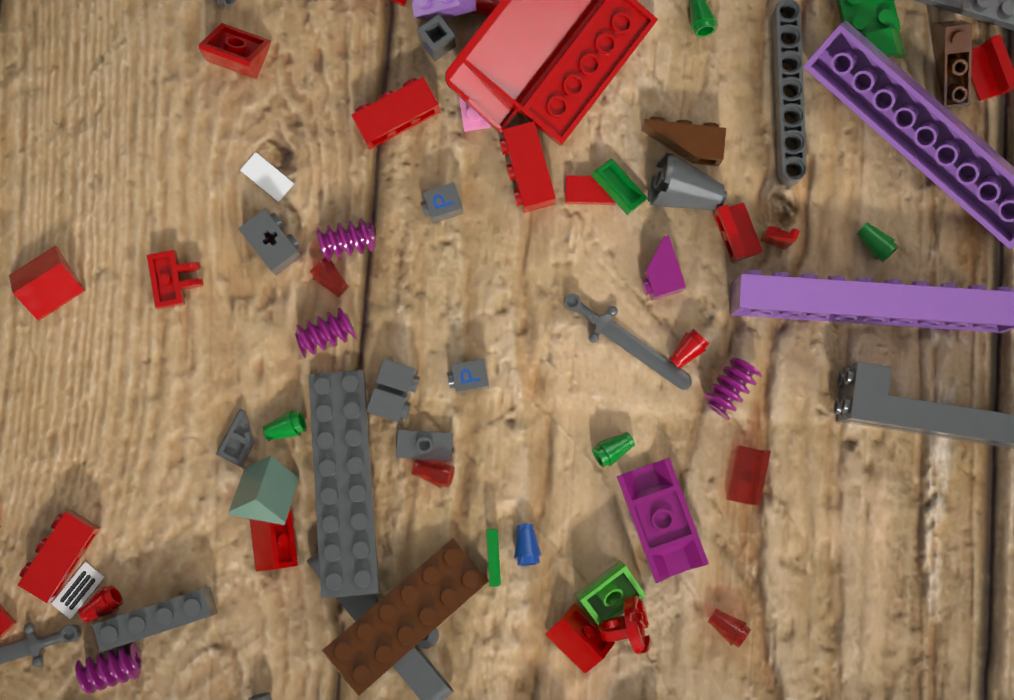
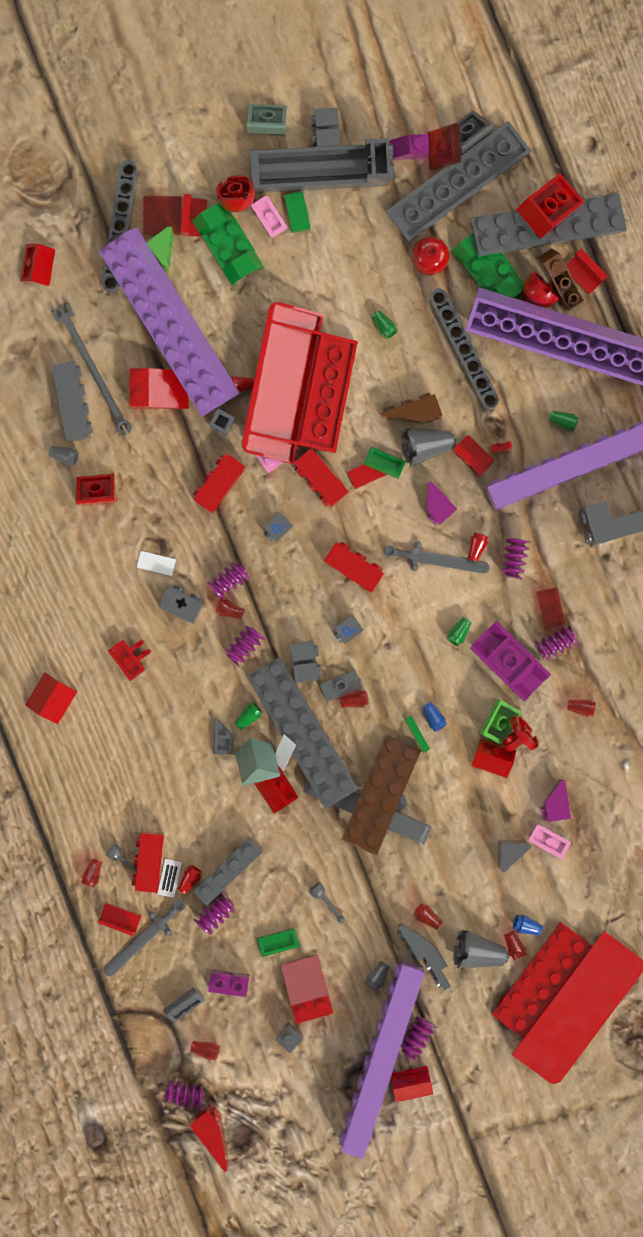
camera: 25 degrees left, 5 degrees up
(23, 524) = (115, 853): none -> dark grey hinge
(307, 496) = (284, 752): none -> white sticker
(516, 299) = (354, 566): none -> red brick
(734, 524) = (556, 643): none -> magenta piece
(920, 63) = (538, 291): none -> red cylinder

